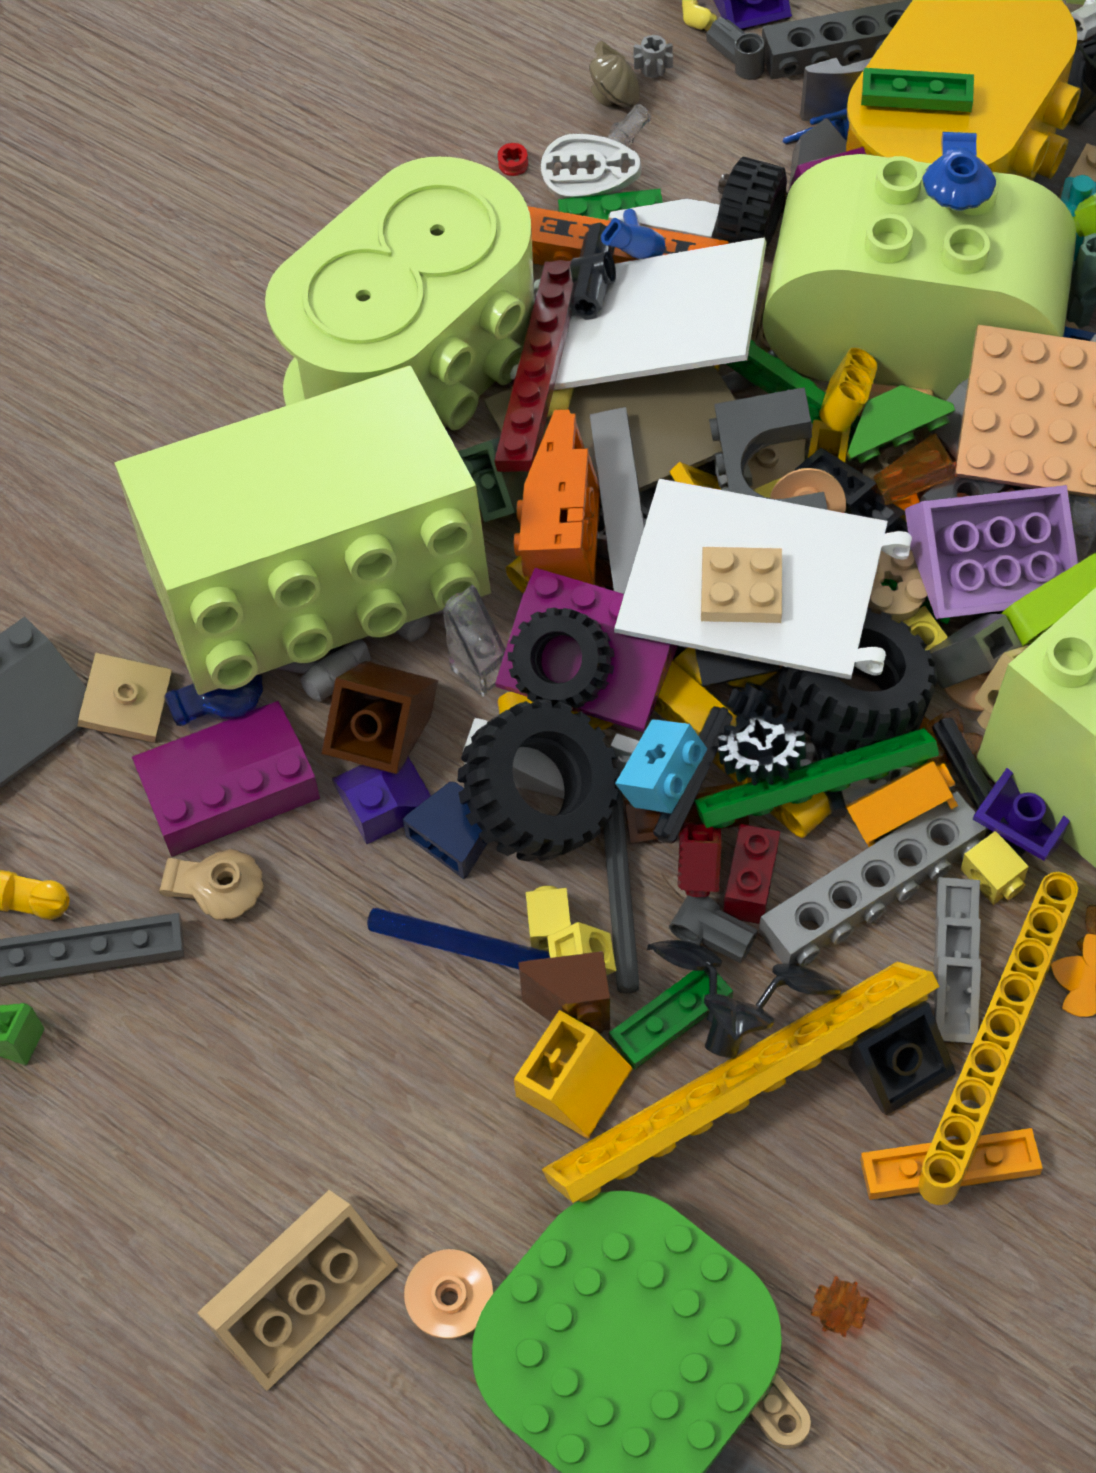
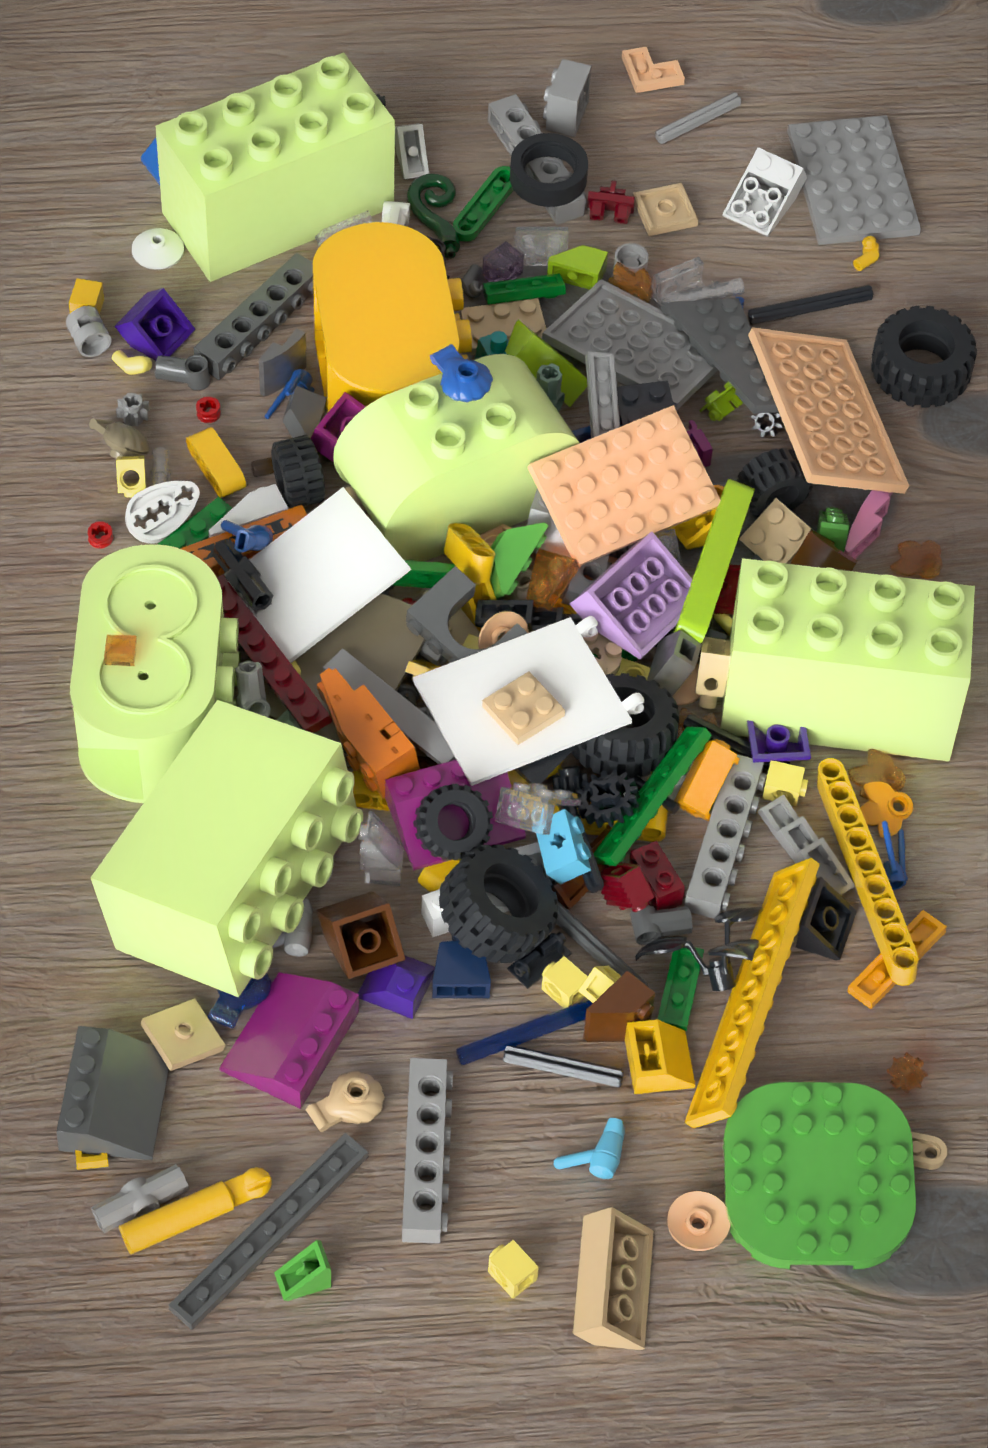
camera: 45 degrees left, 5 degrees down
(207, 1189) = (512, 1268): none -> light yellow brick
(244, 969) = (420, 1224): none -> light grey brick
(359, 254) = (120, 650): none -> clear orange tile
(419, 1140) = (606, 1155): none -> medium azure piece
(469, 1009) = (563, 1065): none -> axle
(485, 390) = (251, 688): none -> light grey piece
(561, 872) = (530, 969): none -> black hinge
(600, 107) = (127, 463): none -> light yellow brick
(657, 691) = (531, 806): none -> clear bracket
(687, 153) = (216, 462): none -> yellow beam
(731, 107) = (213, 414): none -> red bush
(917, 89) = (374, 335): green plate -> none
(1032, 1059) = (895, 872): none -> blue plant

